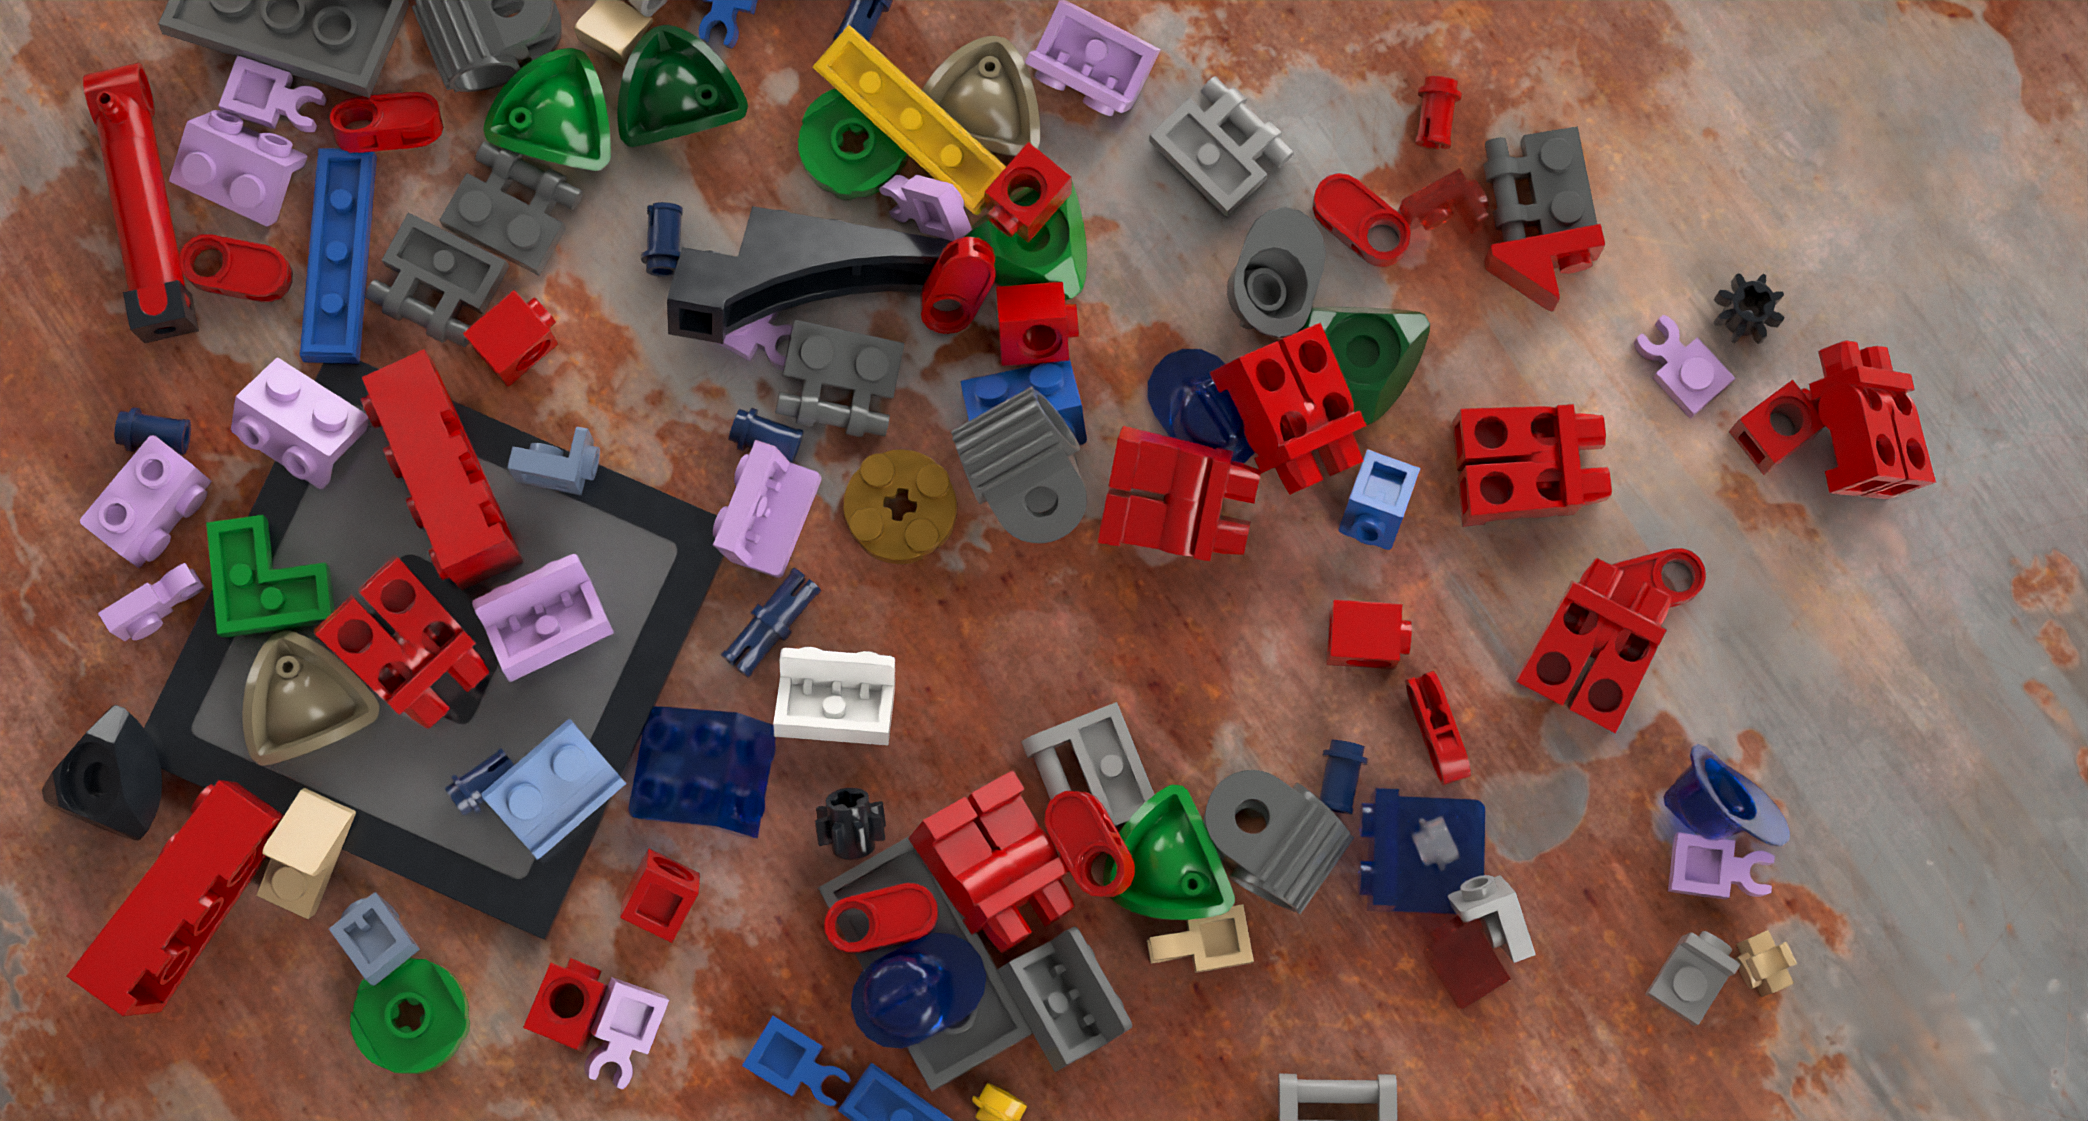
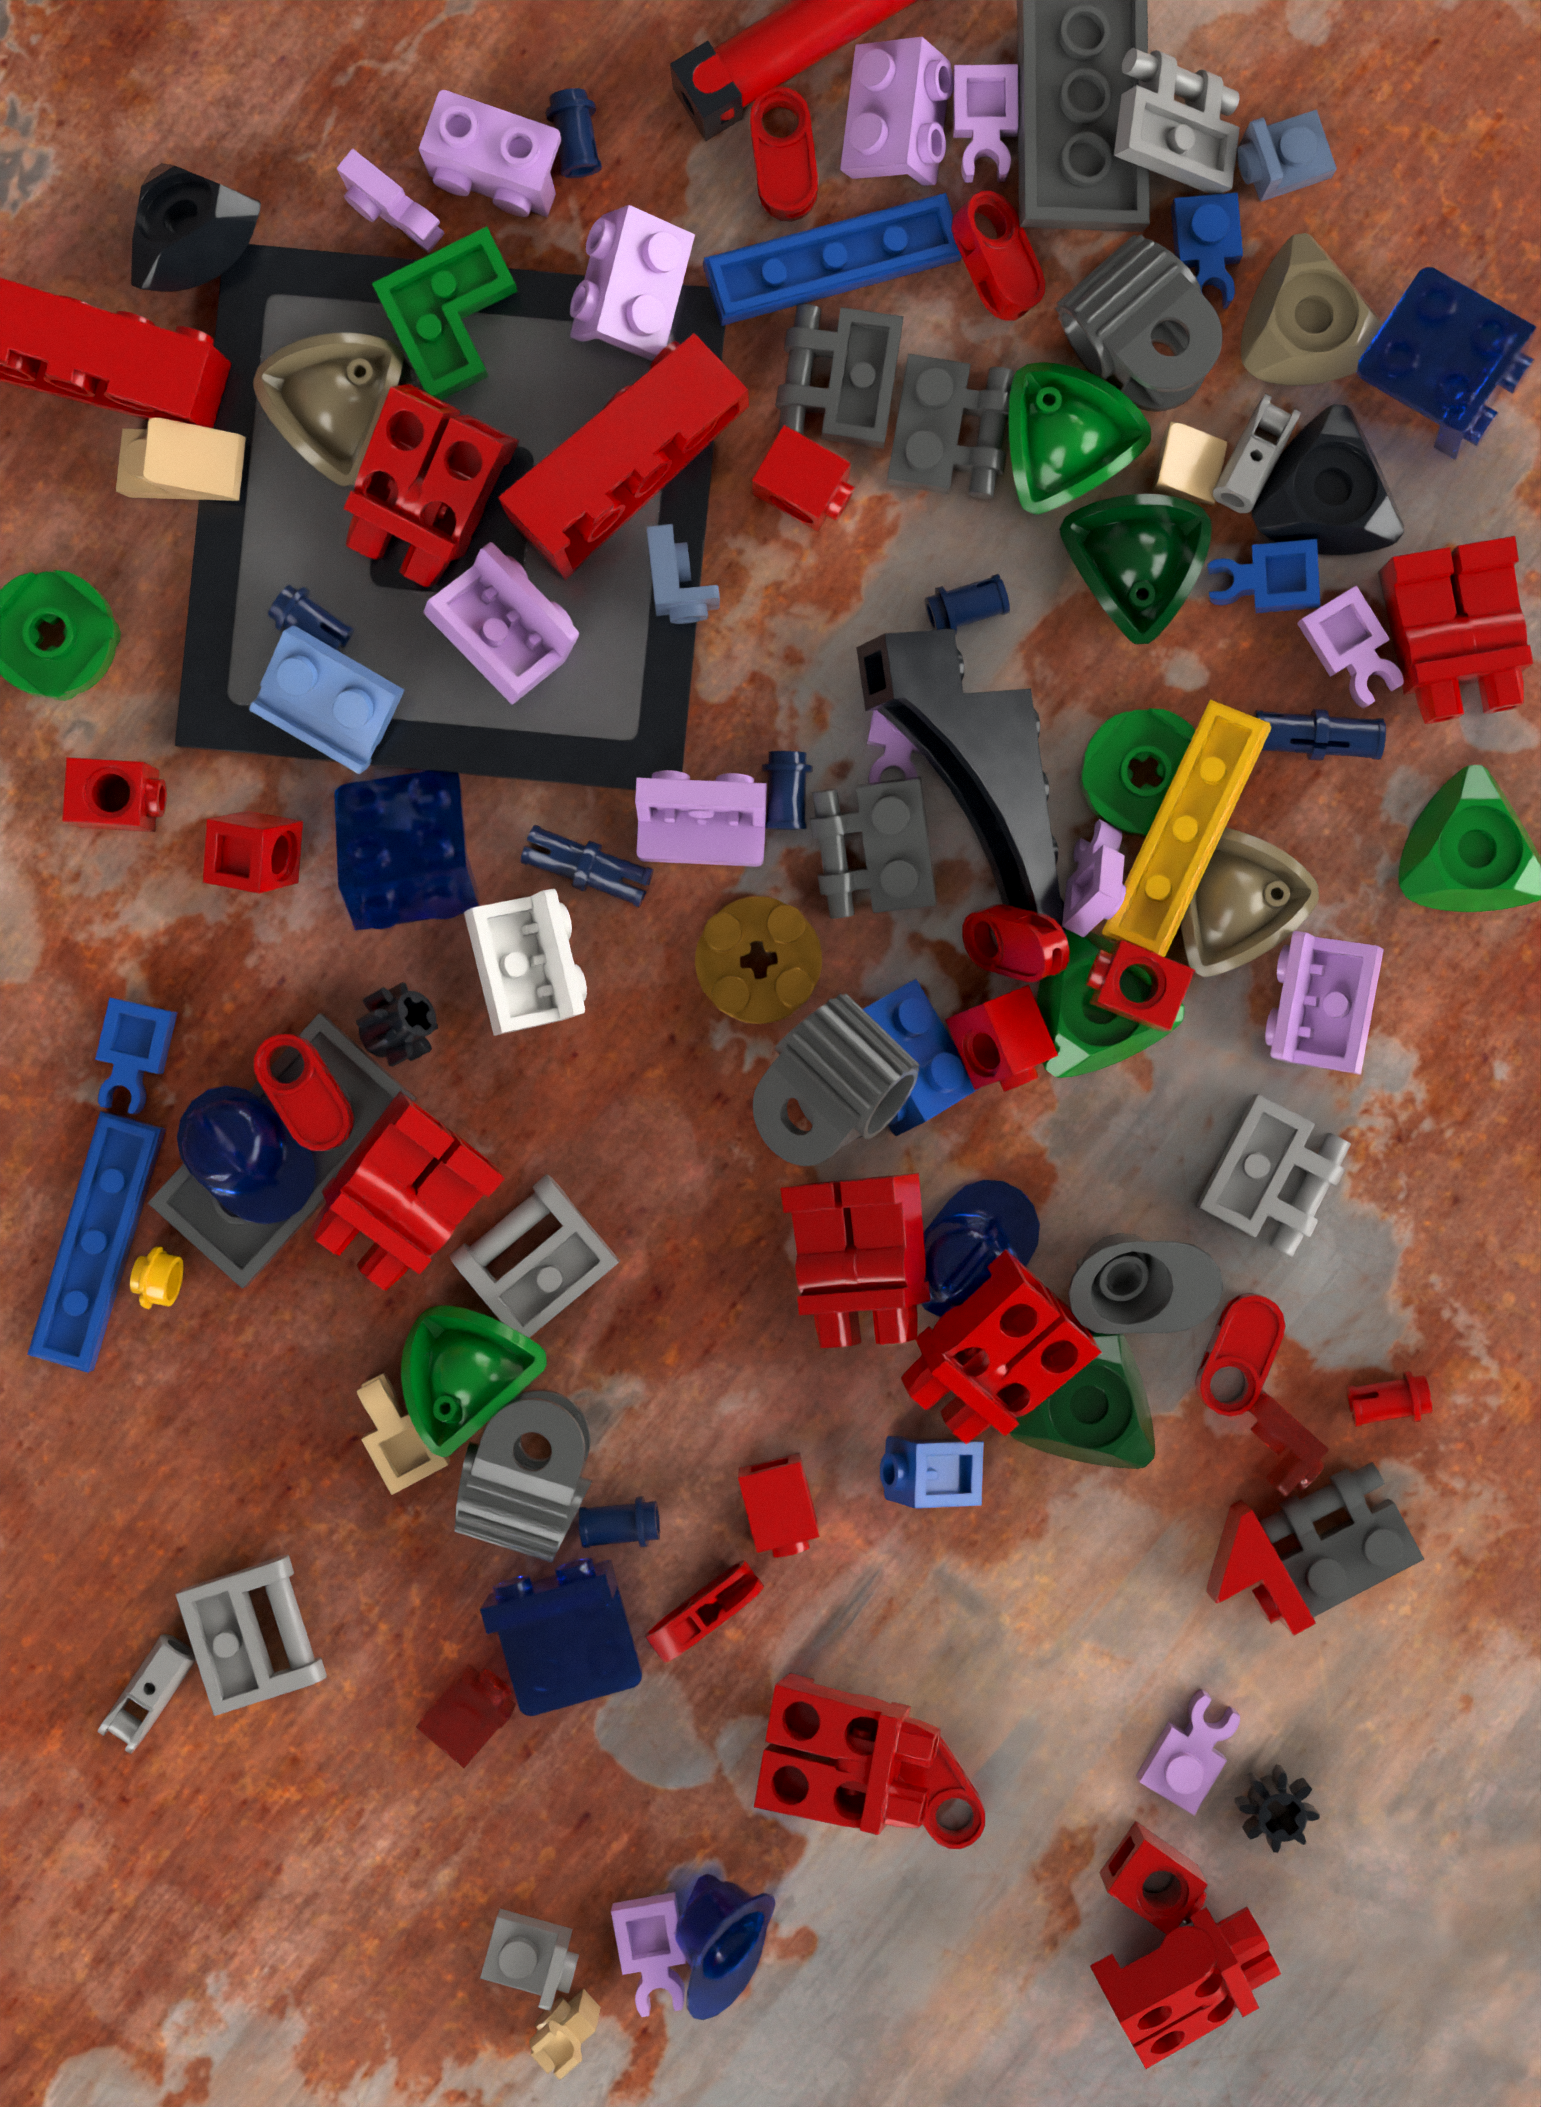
camera: 65 degrees right, 10 degrees up
(373, 937) = (111, 567): sand blue bracket -> none
(625, 1022) = (116, 860): lavender plate -> none
(1065, 998) = (288, 1310): dark grey bracket -> none
(1081, 833) = (465, 1275): red piece -> none
(1435, 843) = (575, 1649): clear plate -> none
(1499, 912) = (528, 1733): light grey bracket -> none
(1527, 462) = (1033, 1640): red hips -> none

